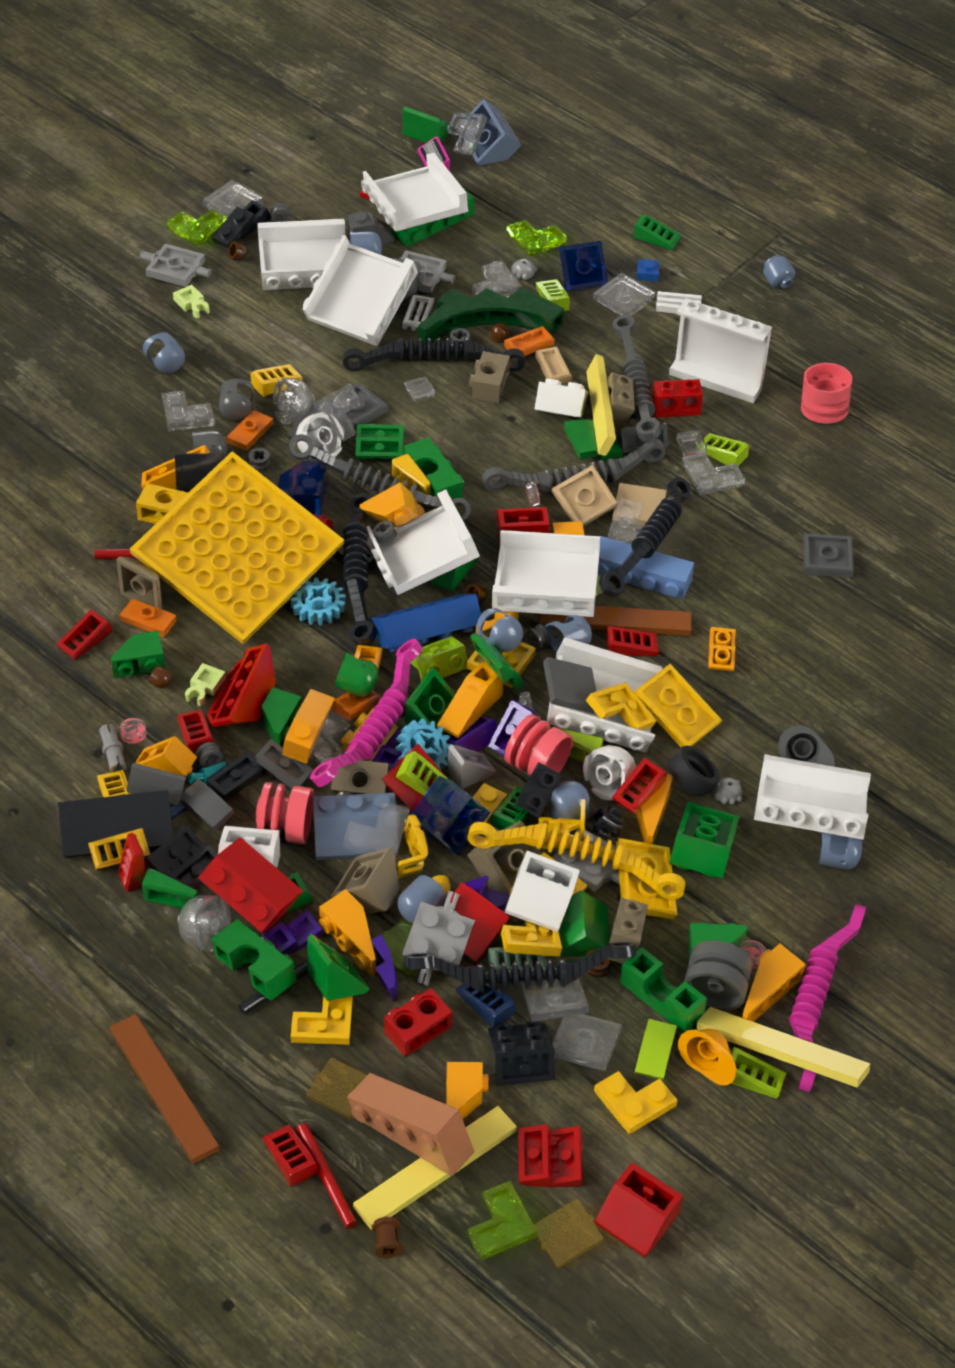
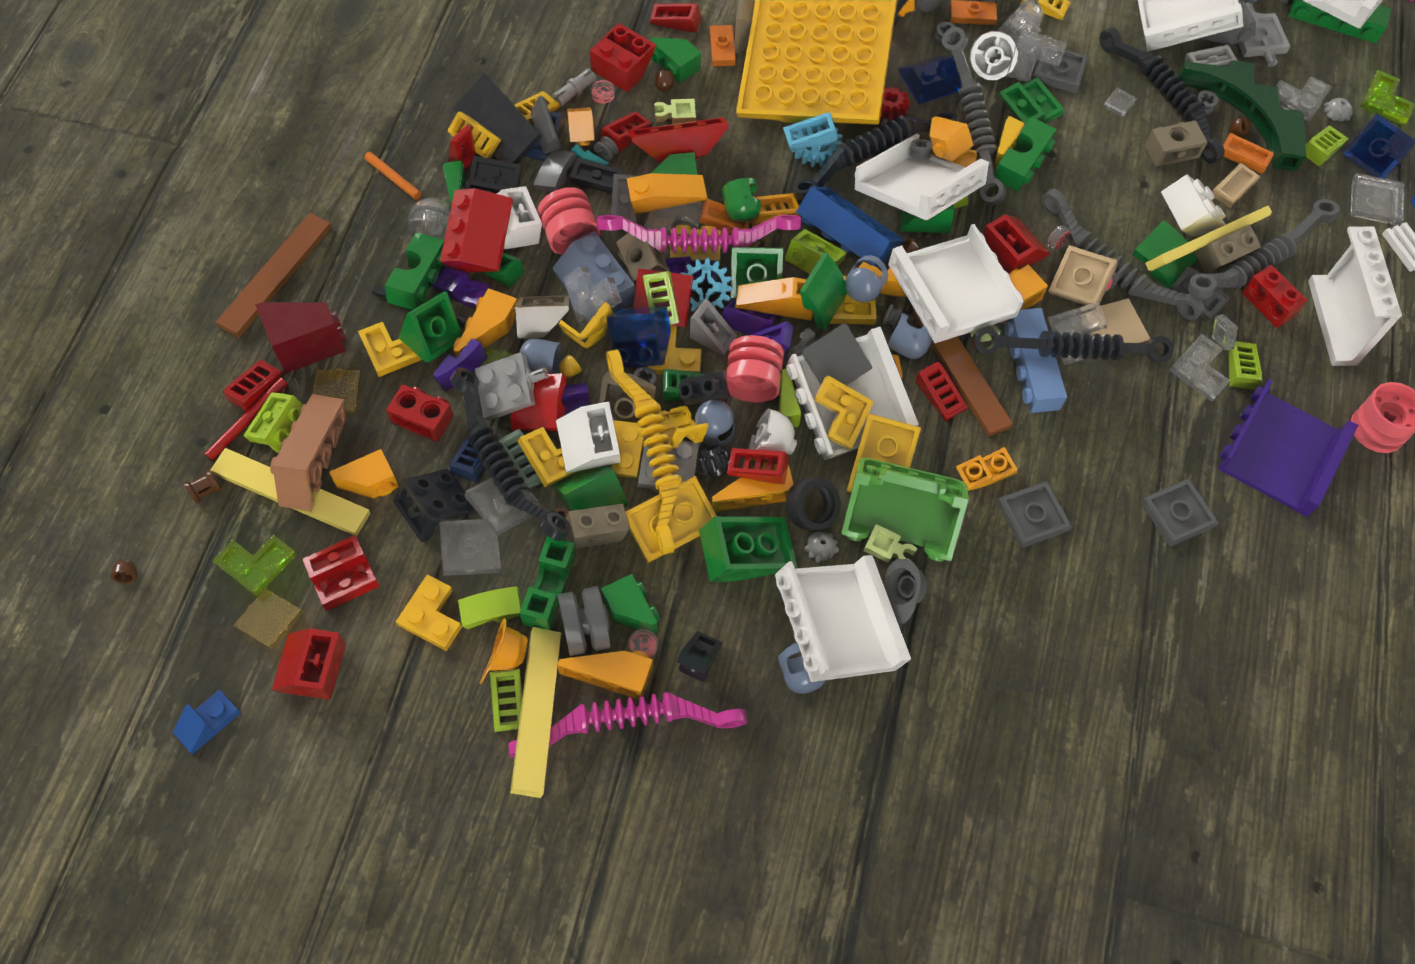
camera: 60 degrees right, 15 degrees up
(110, 693) = (621, 57): none -> red slope
(110, 940) = (392, 175): none -> orange bar
(265, 1082) = (301, 332): none -> dark red slope
(322, 577) = (815, 123): none -> medium azure slope
(349, 1147) = (274, 420): none -> lime bracket
(443, 1342) = (124, 572): none -> reddish brown hinge
(648, 1326) = (201, 724): none -> blue slope
(735, 709) = (909, 502): none -> bright green windscreen
(754, 746) = (885, 545): none -> yellowish green plate
(778, 641) = (1034, 514): none -> dark grey tile
(788, 916) = (699, 655): none -> black slope
(815, 466) = (1285, 451): none -> dark purple panel

